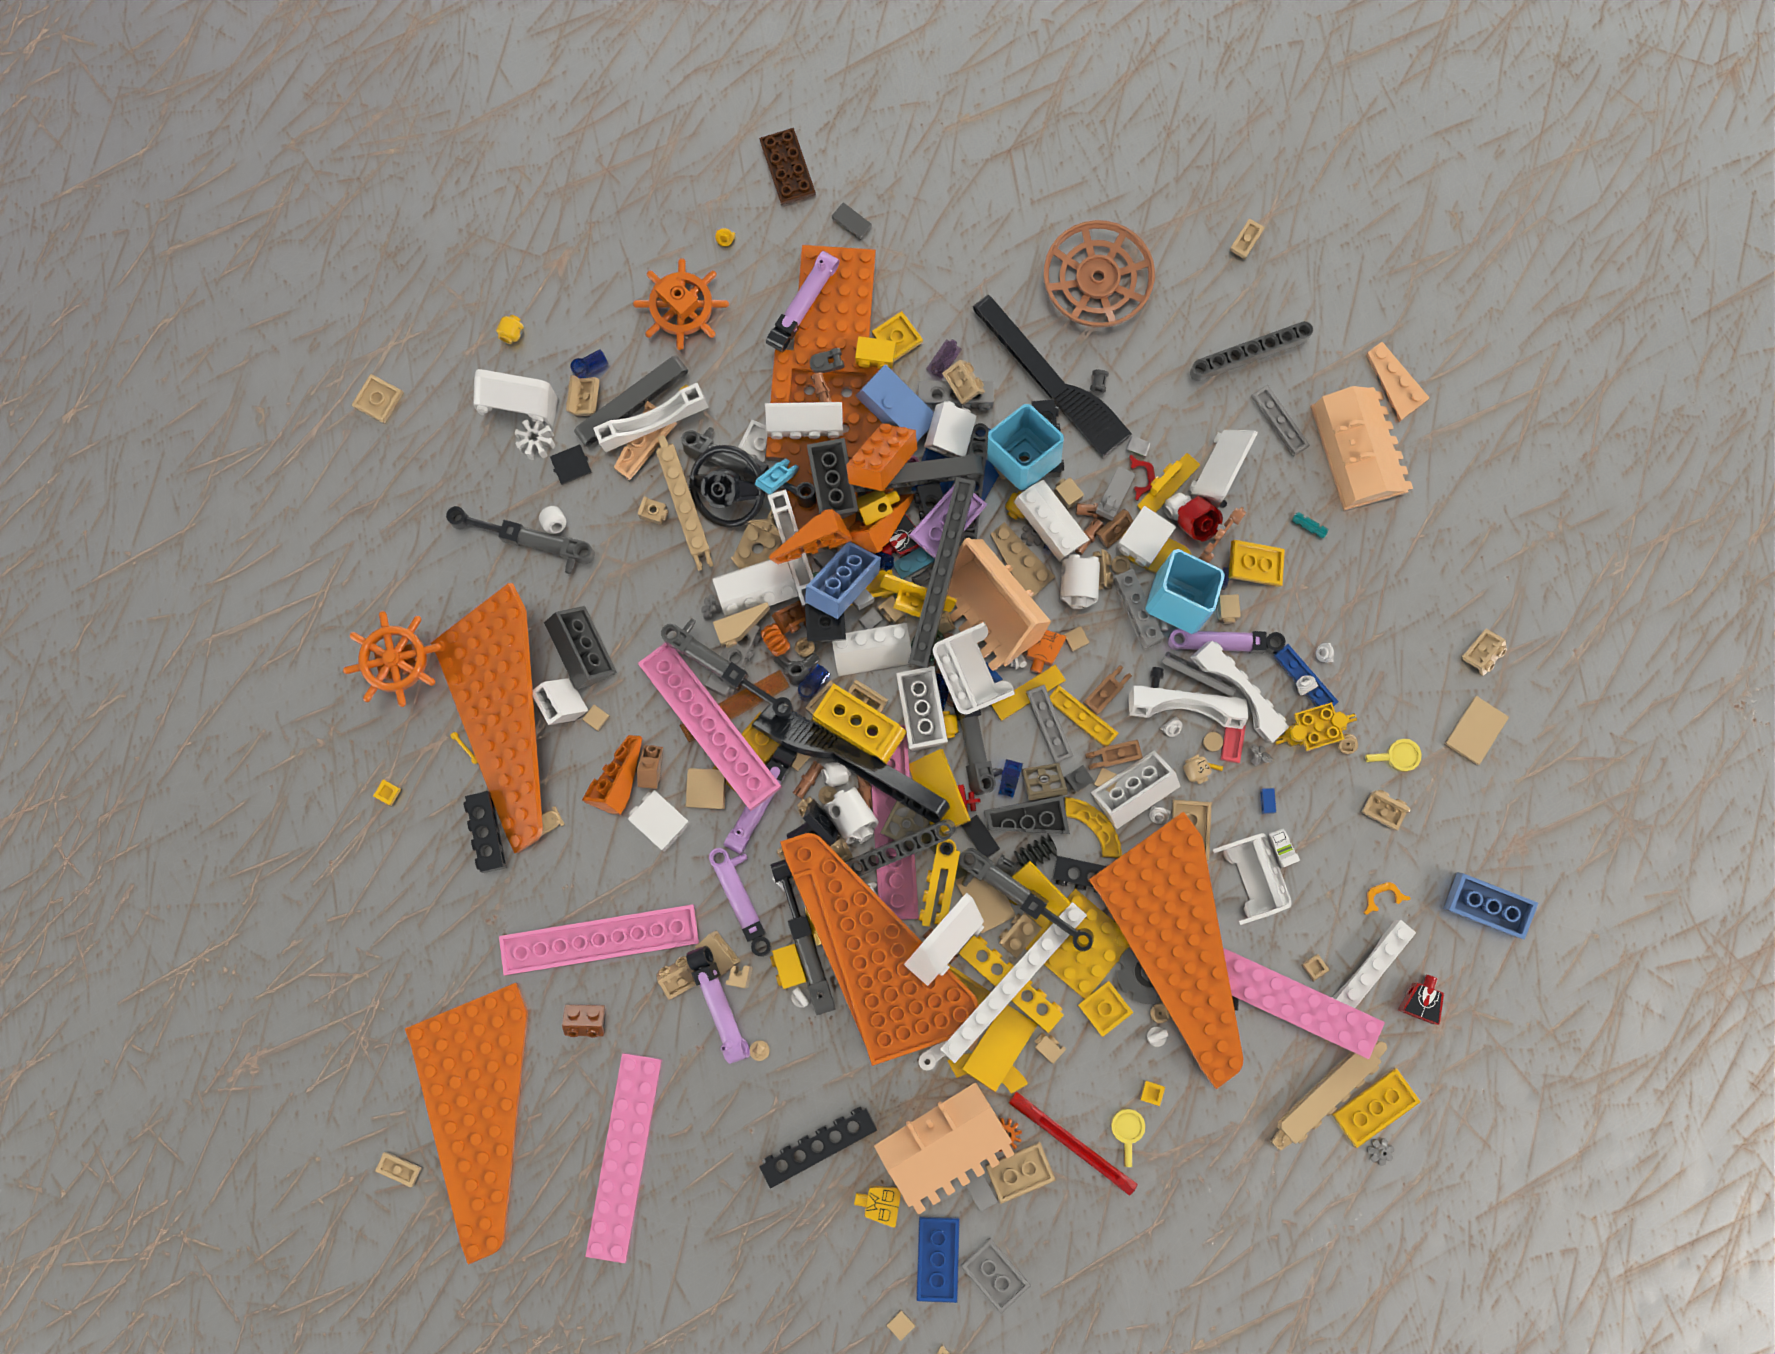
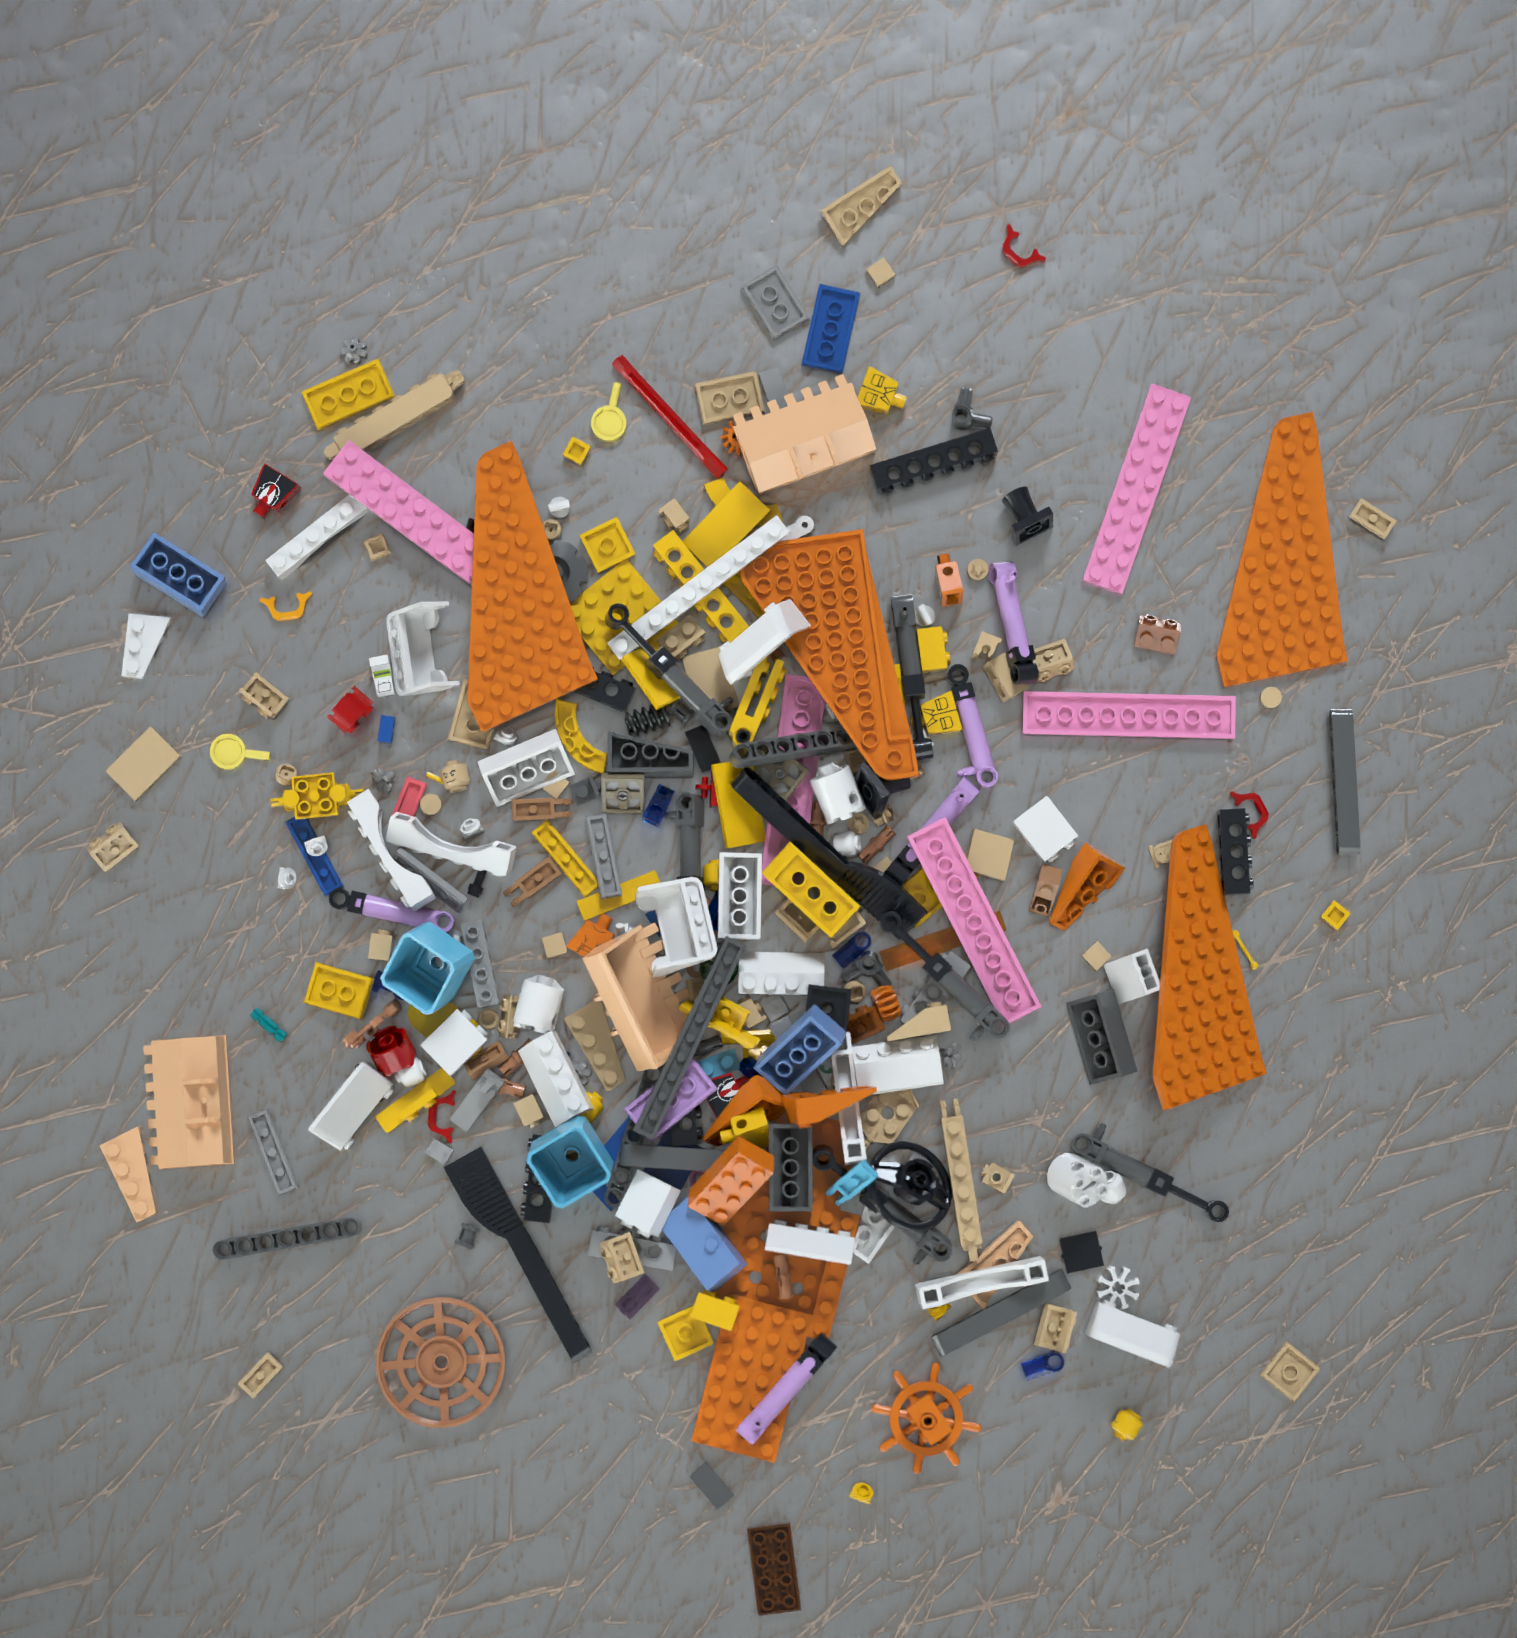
camera: 170 degrees left, 5 degrees up
(393, 661) = (1308, 1059): orange piece -> none
(393, 915) = (1344, 781): none -> dark grey beam
(468, 879) = (1260, 807): none -> red helmet
(471, 981) = (1270, 697): none -> tan tile
(581, 517) = (1077, 1179): none -> white cylinder
(723, 1110) = (1028, 519): none -> black plant
(771, 906) = (940, 715): none -> yellow torso
(782, 1026) = (948, 581): none -> orange torso
(797, 1204) = (963, 408): none -> dark grey axle
(820, 363) = (779, 1310): dark grey plate -> none
(1305, 811) = (350, 710): none -> red brick
(1506, 838) = (141, 643): none -> white wing

